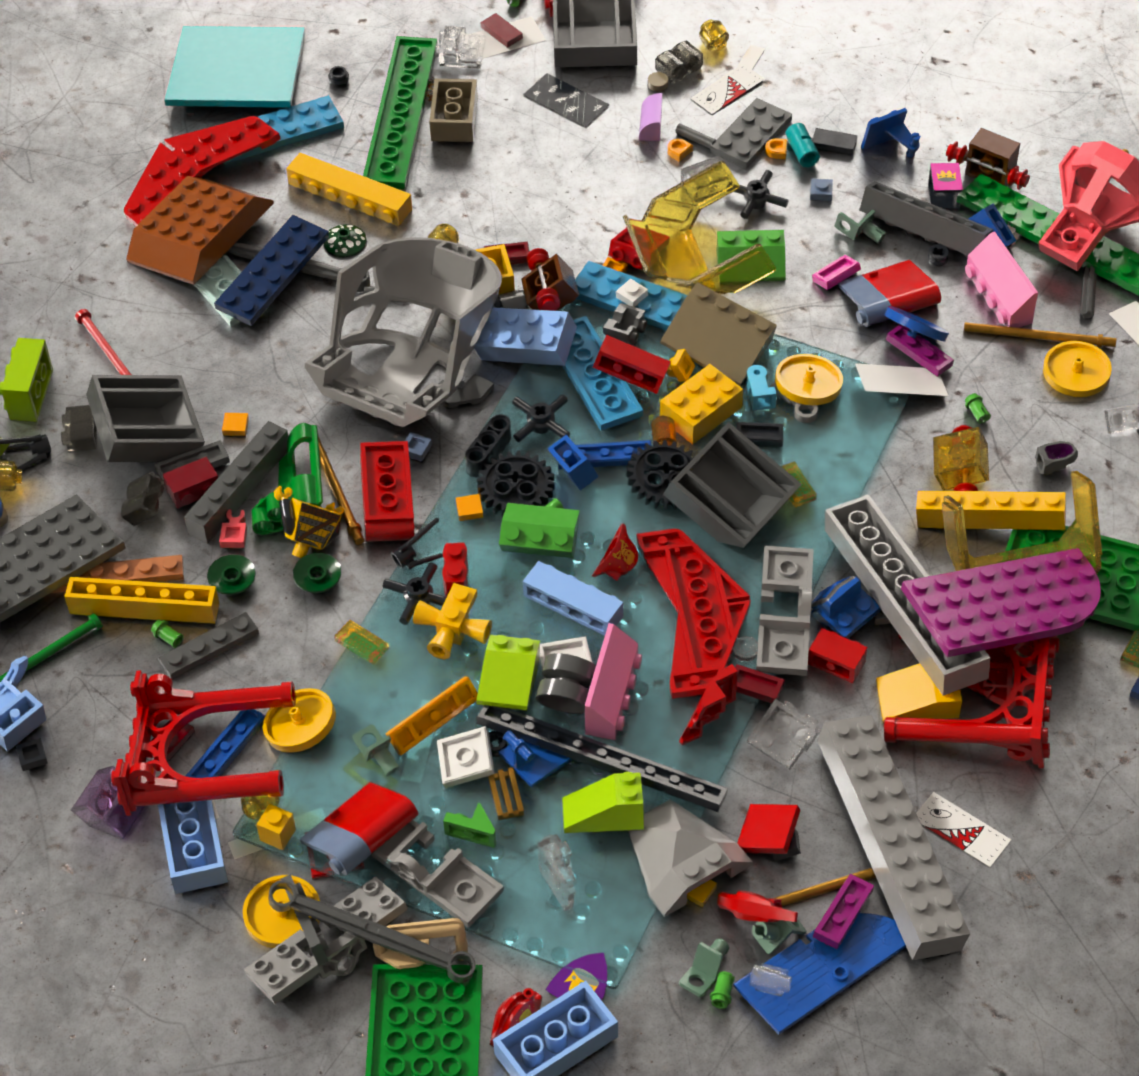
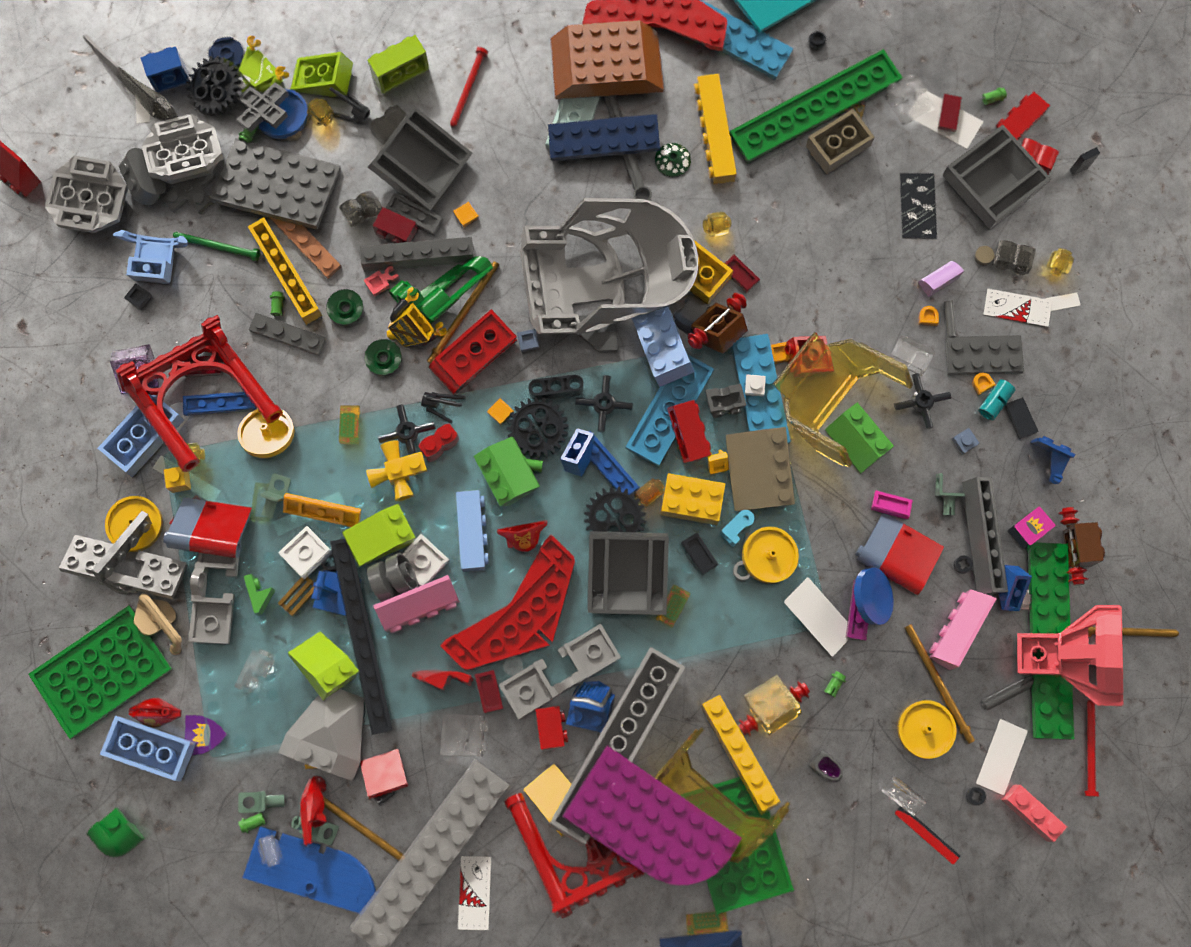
camera: 50 degrees right, 25 degrees up
(371, 931) = (135, 593): dark grey piece -> none
(843, 911) = (353, 861): magenta plate -> none

